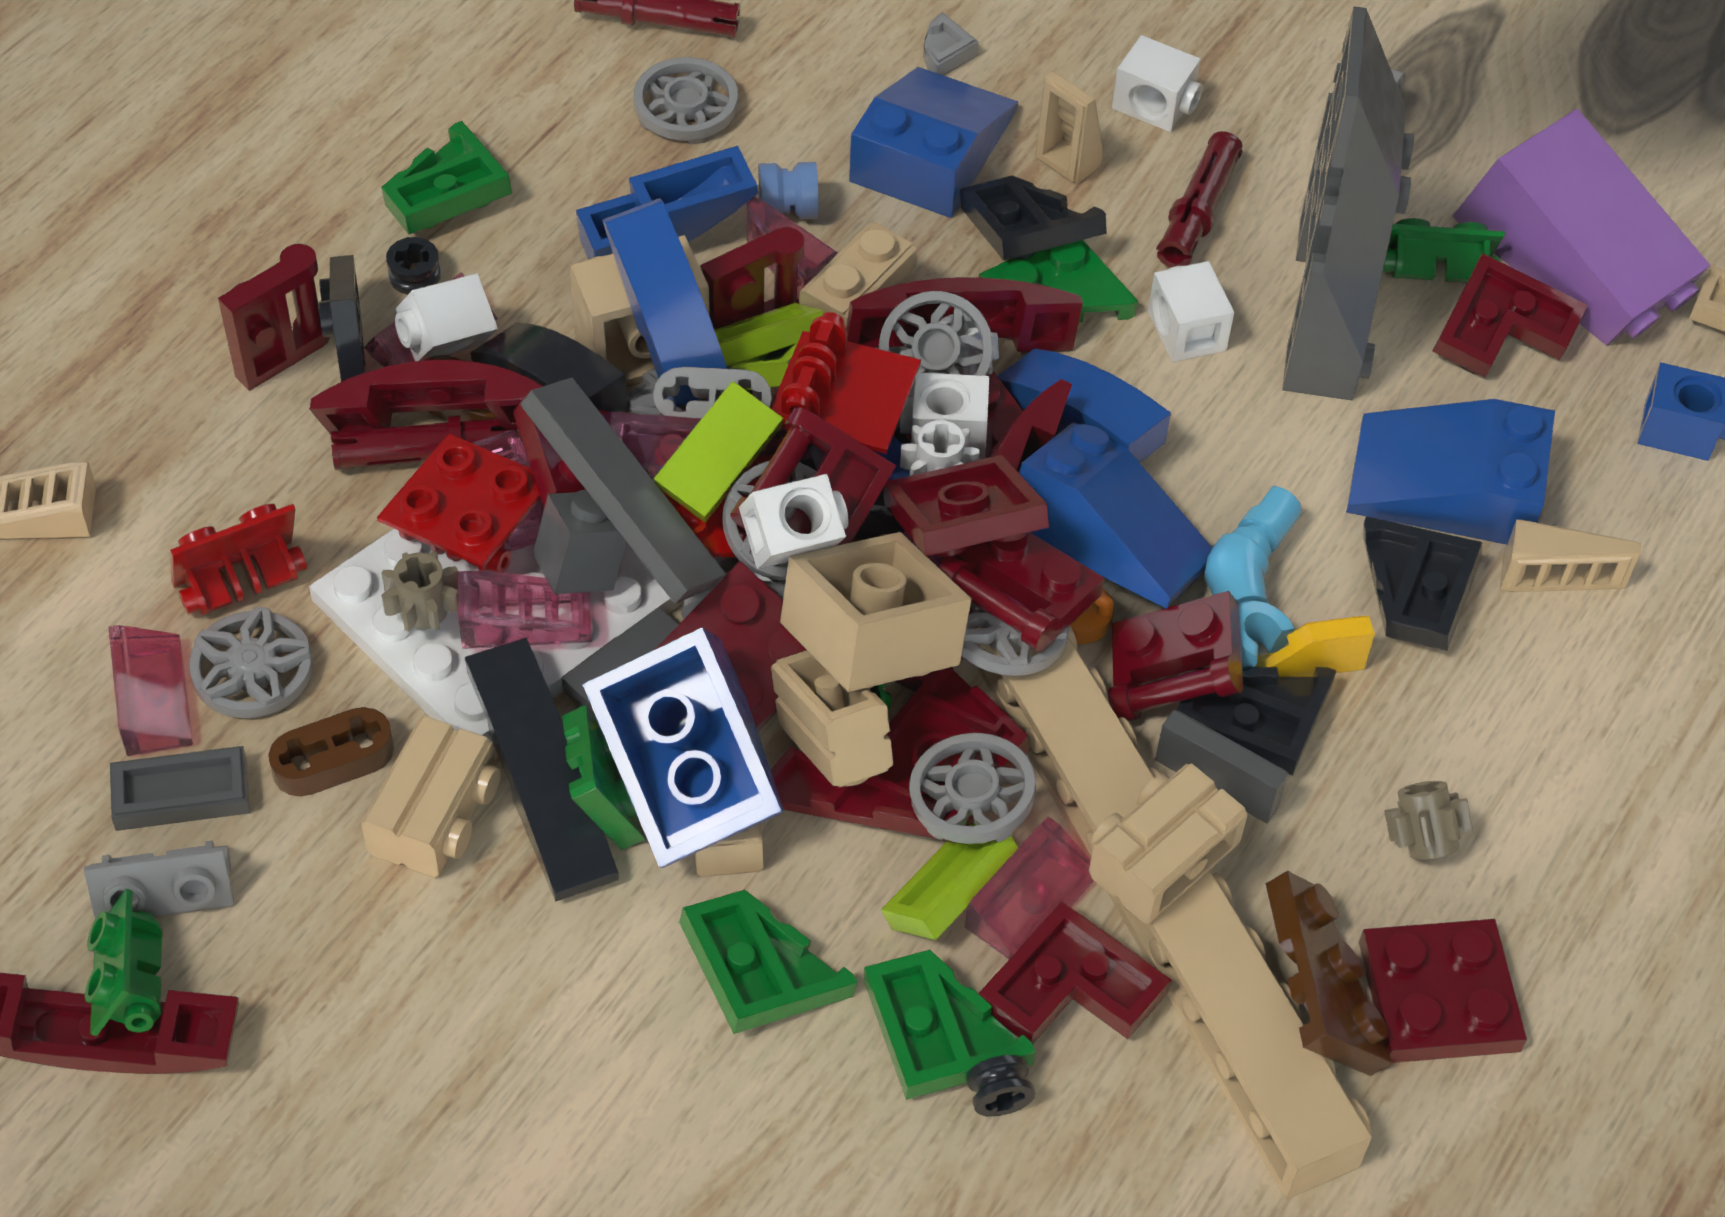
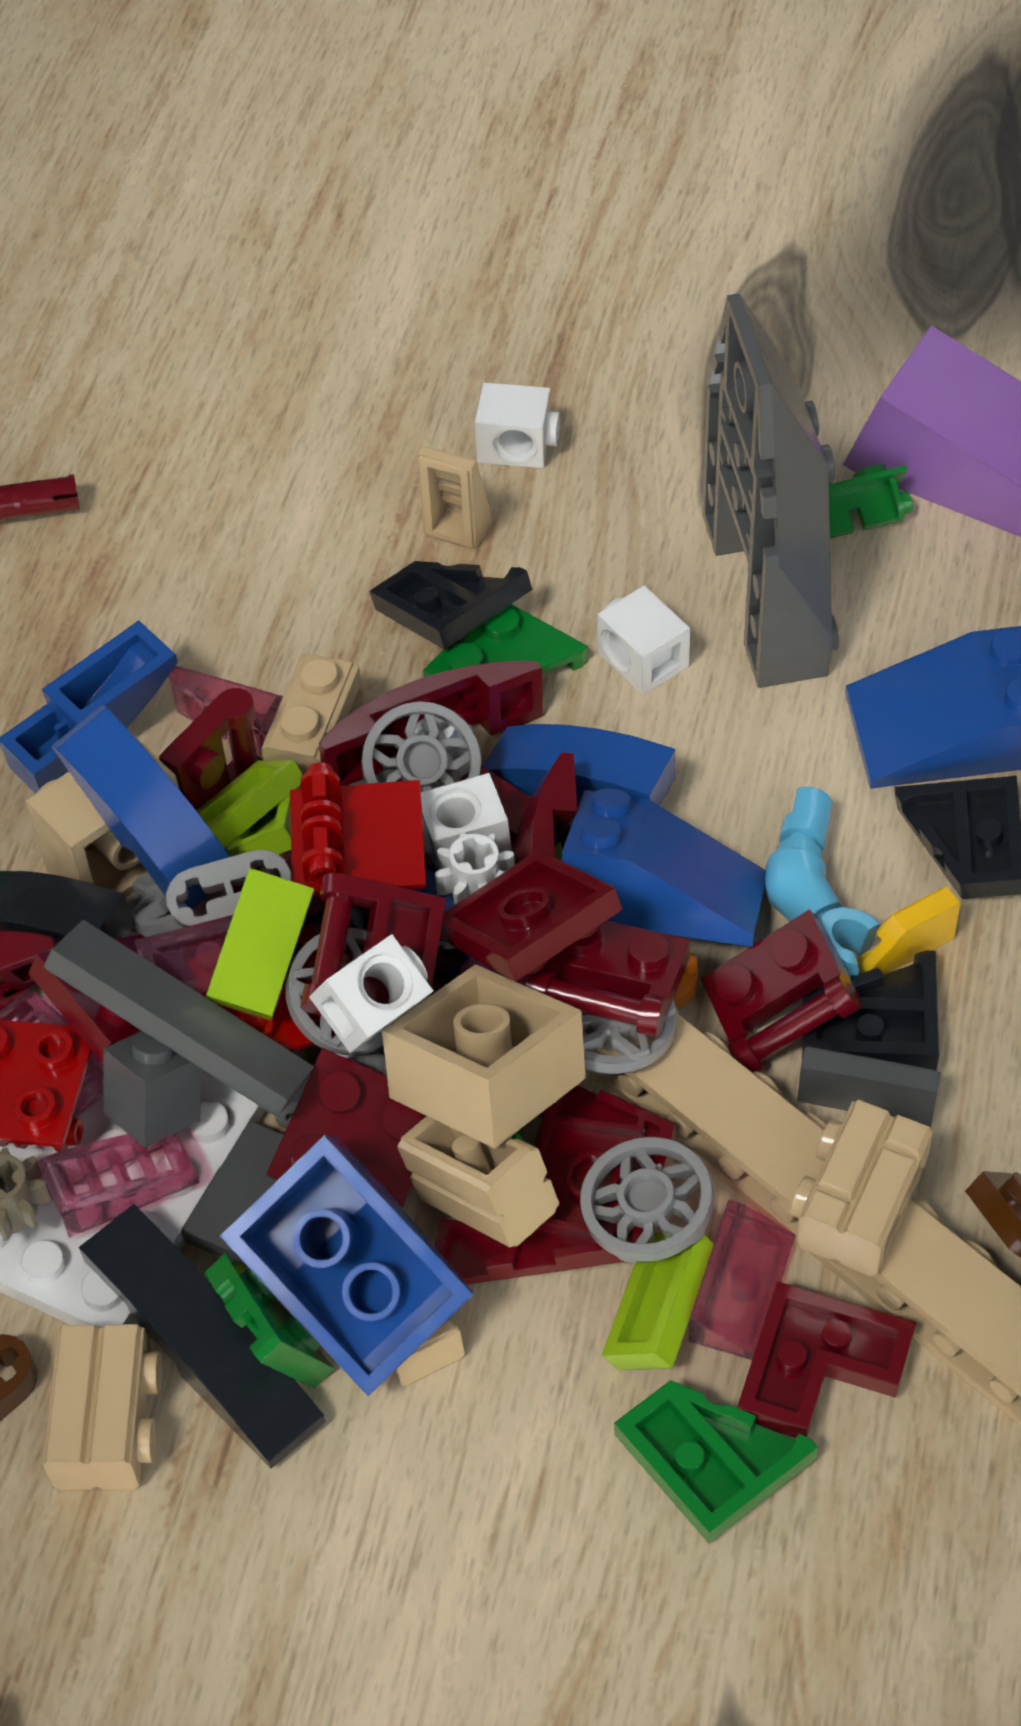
camera: 15 degrees left, 0 degrees up
(685, 99) = (57, 588): light grey wheel -> none
(757, 963) = (504, 1457): green wing -> none
(790, 189) = (204, 647): medium blue wheel -> none
(927, 139) = (316, 551): blue slope -> none
(947, 45) = (293, 452): light grey tile -> none
(1000, 1085) = (797, 1494): black bush -> none
(1193, 213) = (603, 542): dark red pin -> none
(1506, 303) = (931, 535): dark red plate -> none

